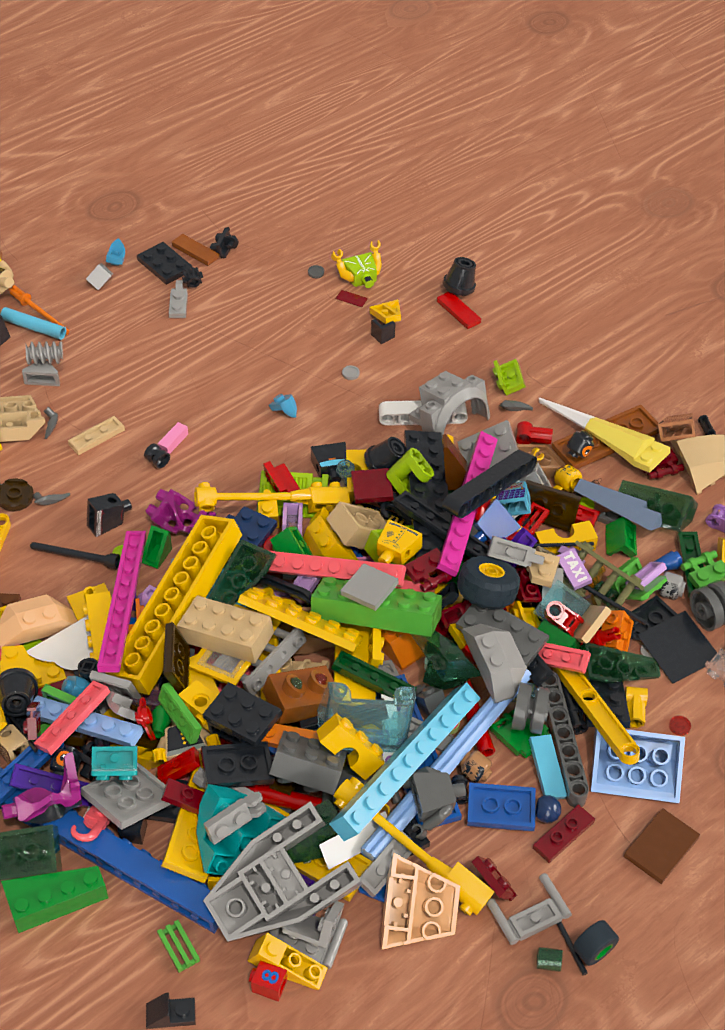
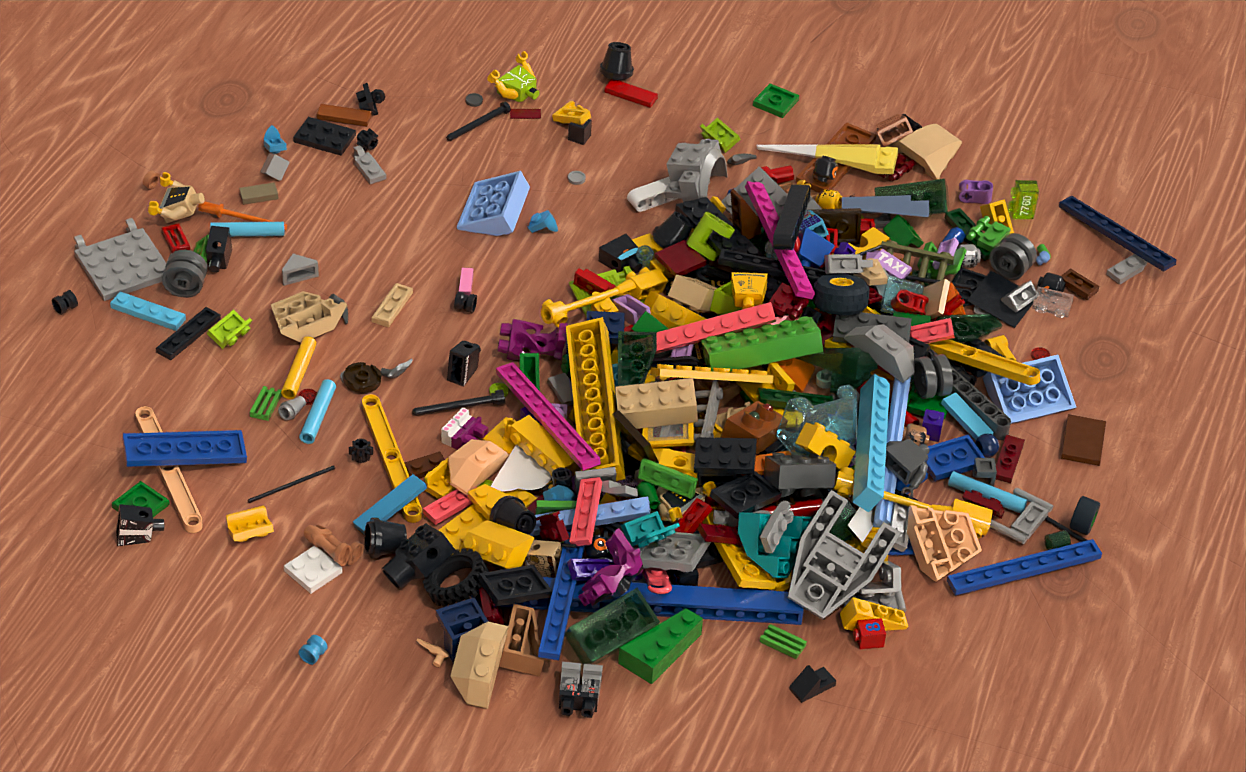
camera: 30 degrees left, 5 degrees down
(44, 353) = (298, 245): light grey piece -> none
(54, 583) = (462, 429): none -> hips
(70, 295) = (258, 193): none -> dark tan tile
(144, 717) = (644, 489): red plate -> none
(255, 374) = (495, 205): none -> light blue slope
(303, 292) = (504, 108): none -> black bar
(369, 586) = (755, 327): light grey tile -> none
(492, 975) = (1024, 567): none -> blue plate
(504, 761) = (933, 423): none -> dark purple brick
(512, 865) = (1007, 499): none -> medium azure piece
(523, 837) = (985, 469): none -> dark grey panel
(590, 360) = (776, 100): none -> green tile
(698, 651) = (1020, 296): none -> light grey slope

